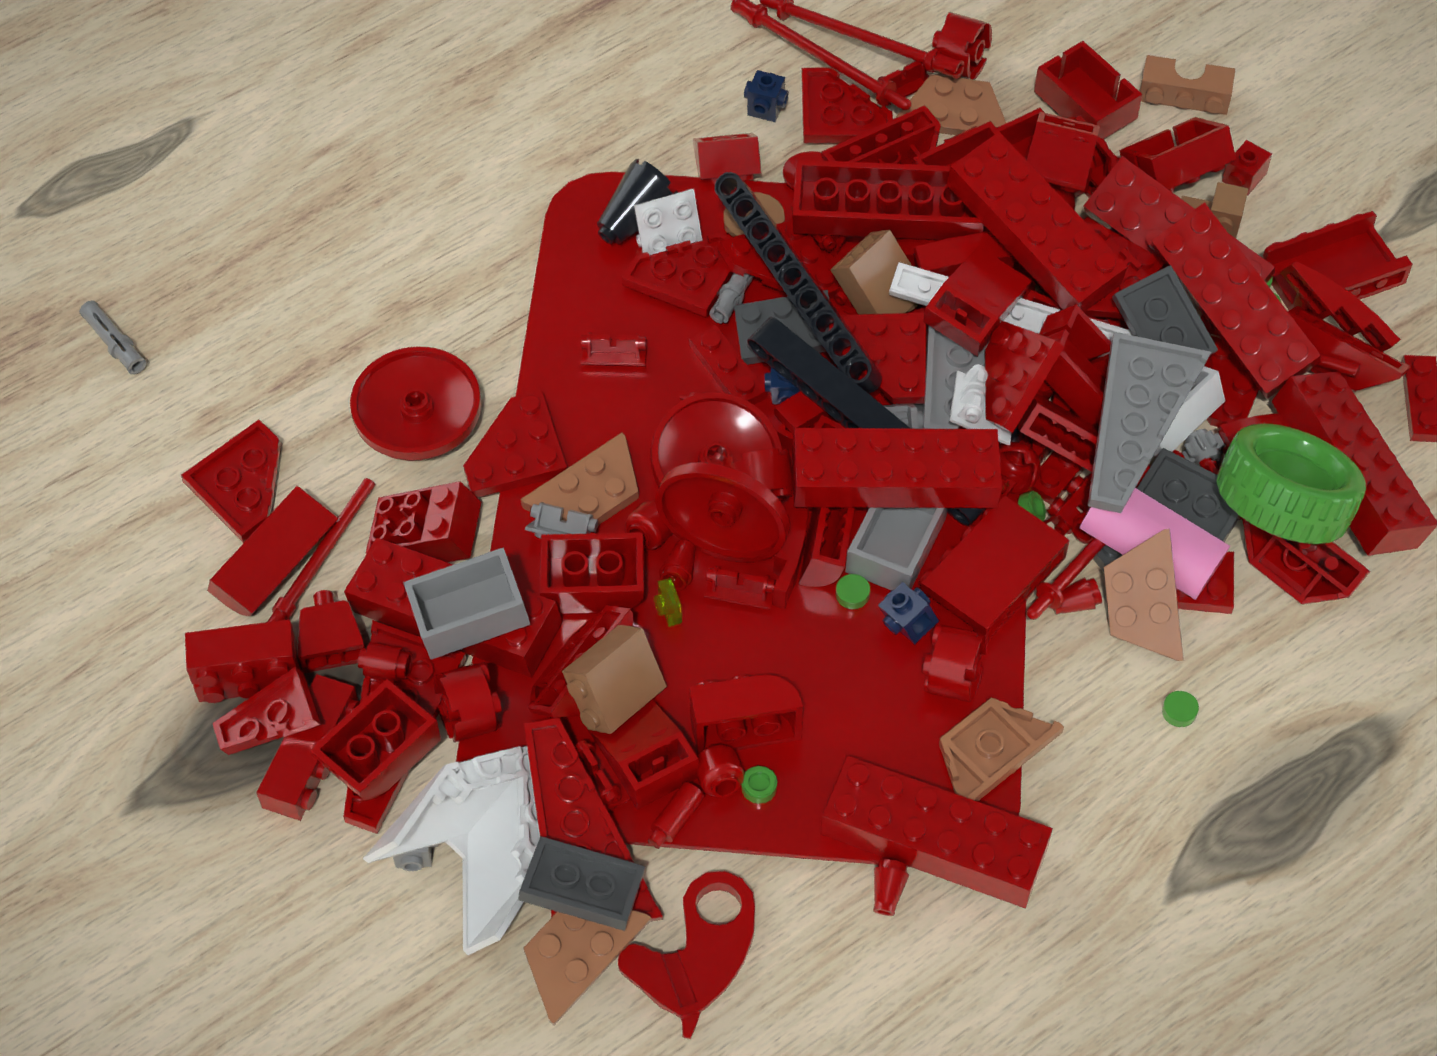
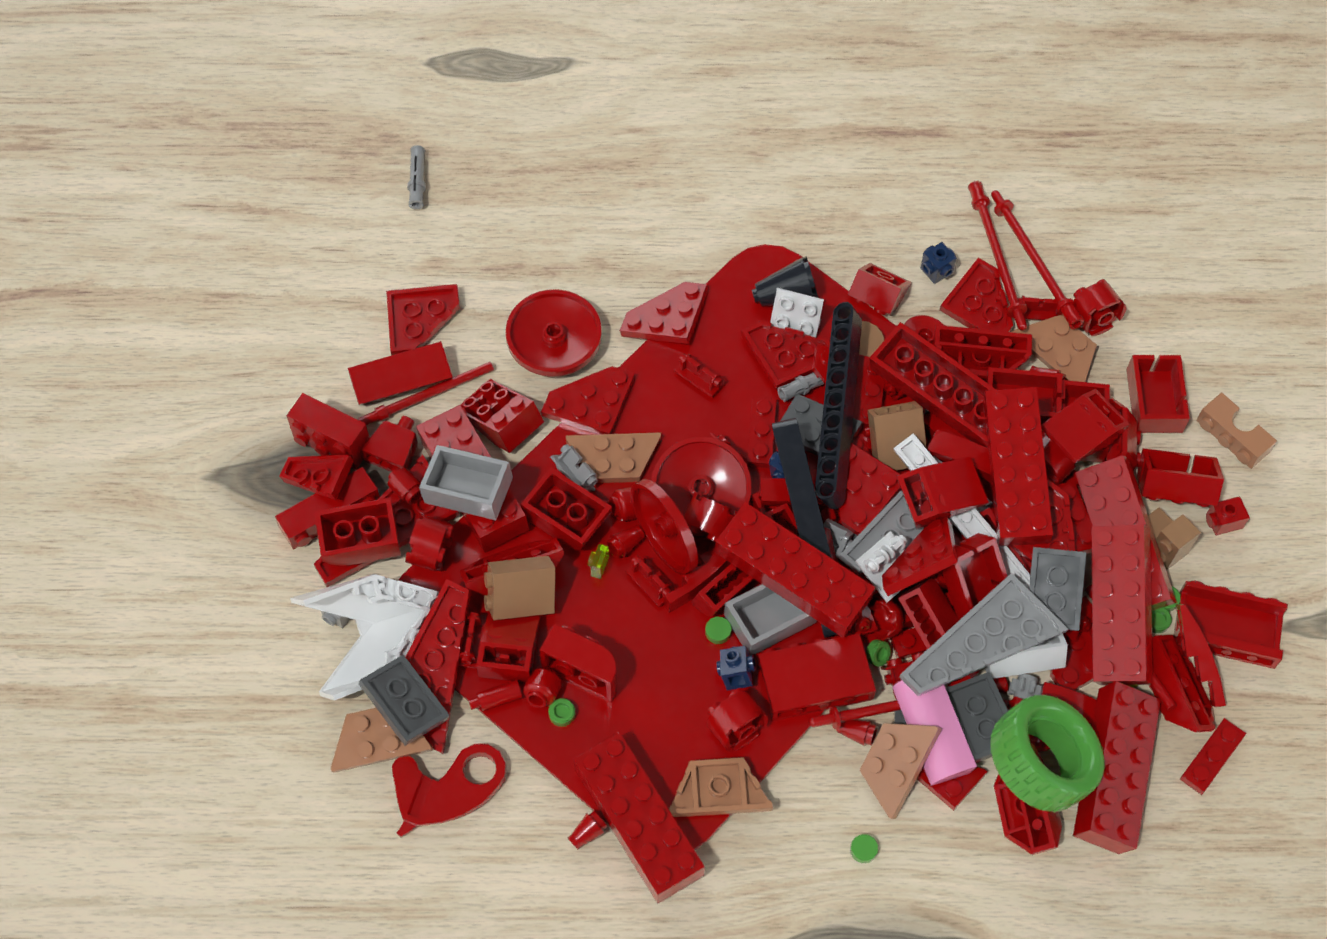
camera: 35 degrees right, 5 degrees up
(525, 313) = (667, 316): none -> plate

